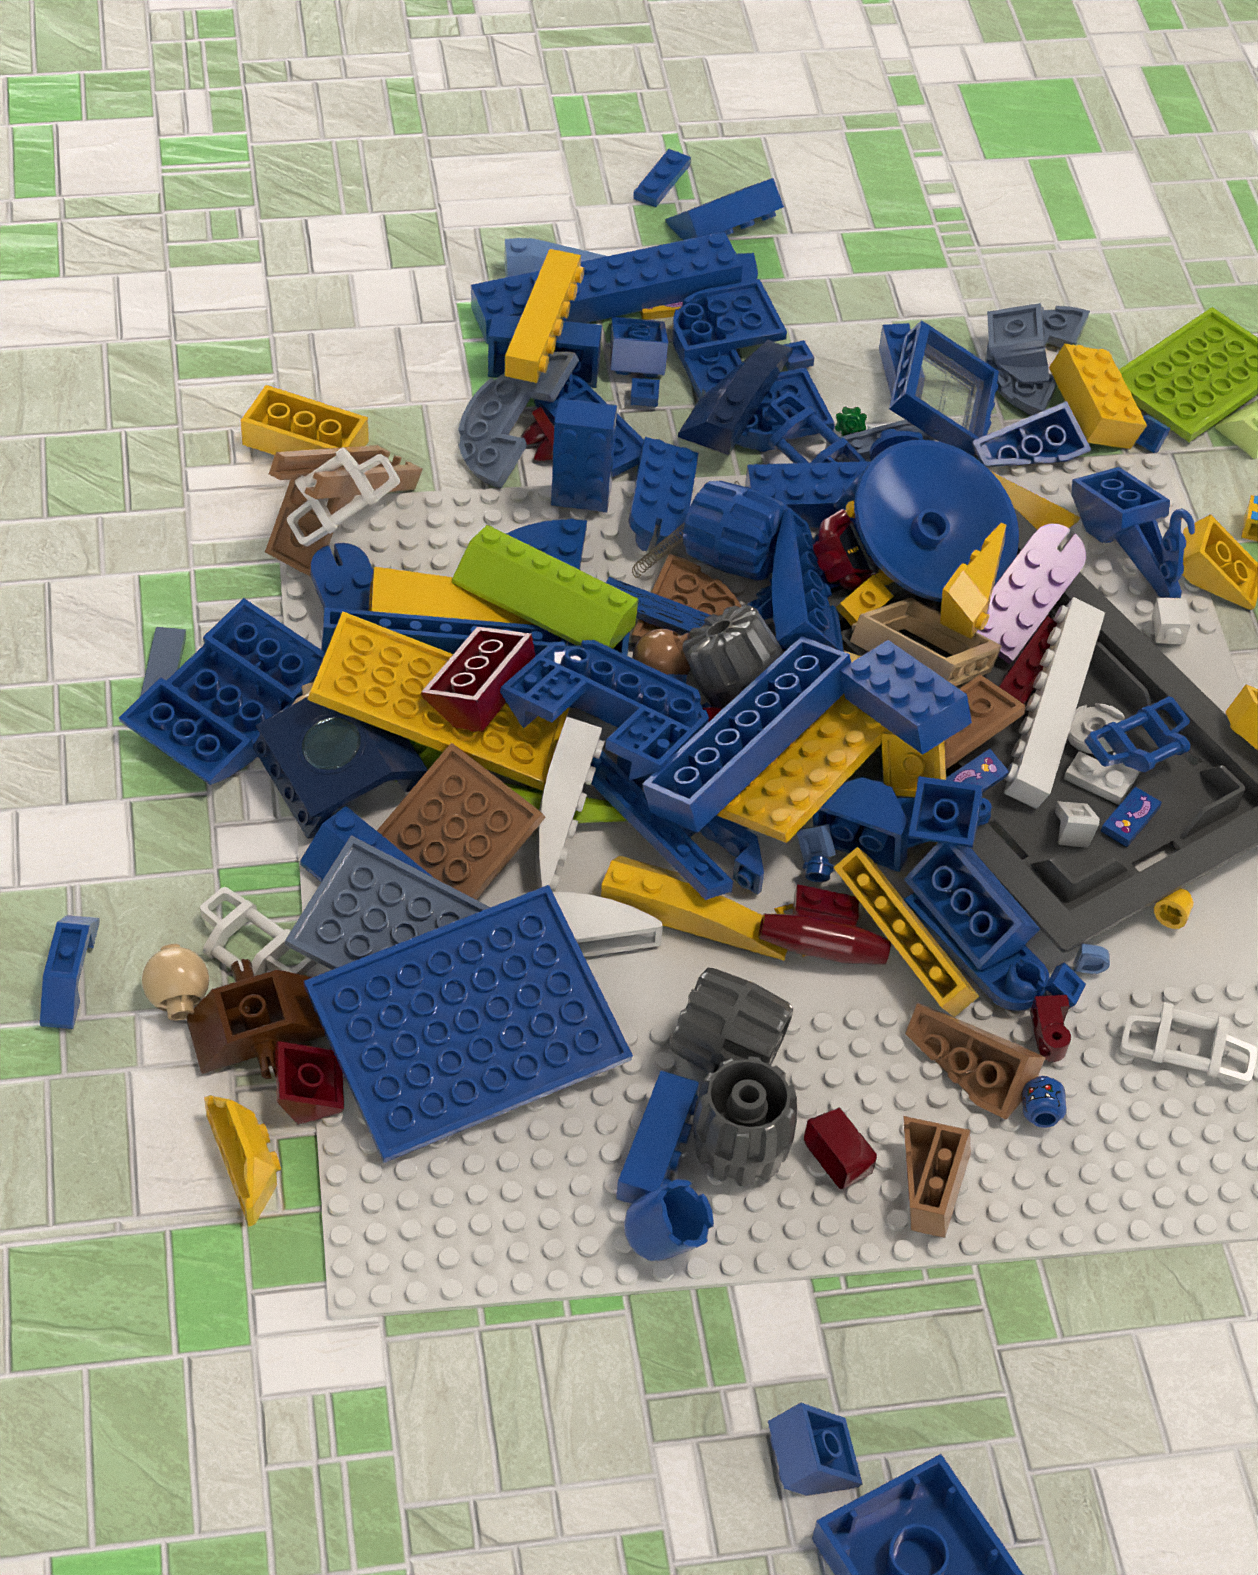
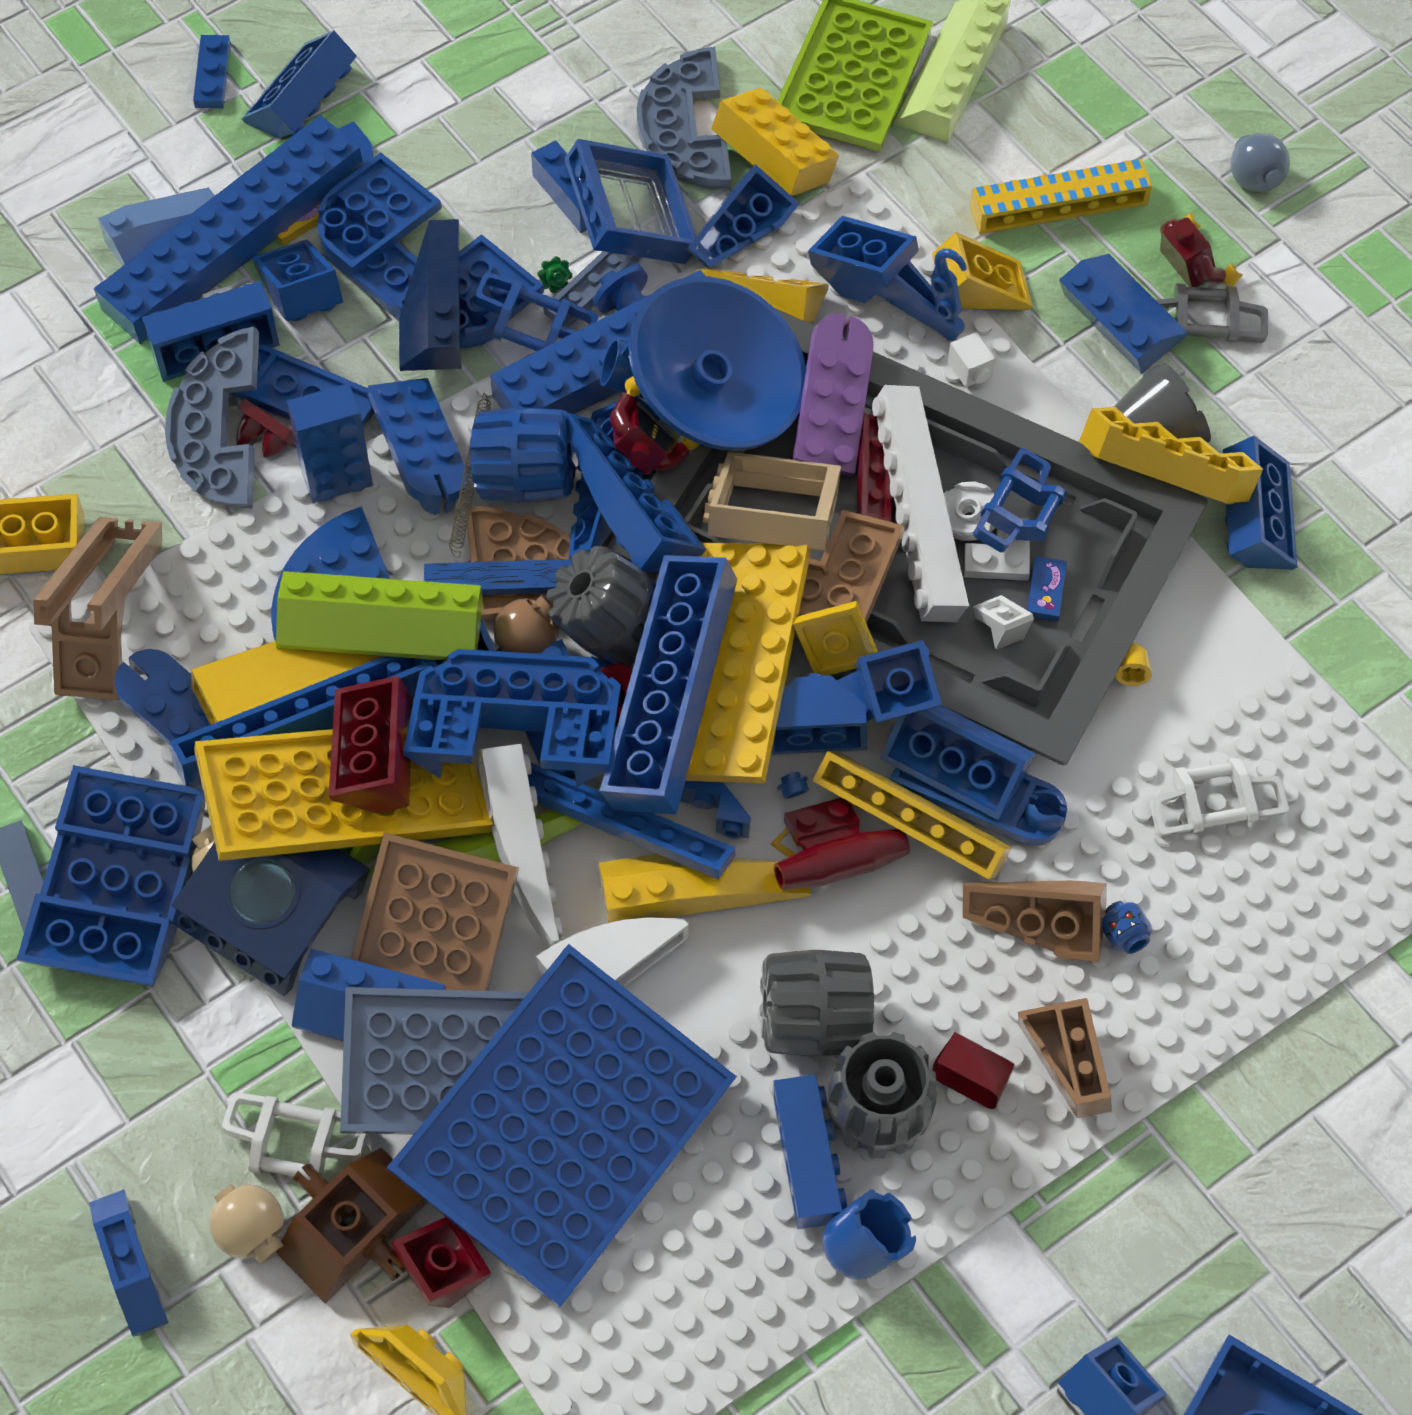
camera: 25 degrees left, 10 degrees up
(367, 496) = (119, 640): white bar -> none
(544, 316) = (199, 299): yellow brick -> none
(645, 392) = (334, 330): blue plate -> none
(800, 357) = (468, 220): blue plate -> none
(816, 842) = (782, 760): medium blue plate -> none
(867, 597) = (690, 480): yellow plate -> none
(905, 696) = (802, 578): blue brick -> none
(971, 587) = (794, 430): yellow wedge -> none
(982, 770) = (895, 620): blue tile -> none
(1019, 342) = (672, 113): sand blue piece -> none
(1048, 1024) = (1088, 845): dark red leg -> none
(1065, 982) = (1081, 796): blue plate -> none
(1091, 959) = (1088, 757): medium blue tile -> none
(1153, 435) = (848, 159): blue tile -> none

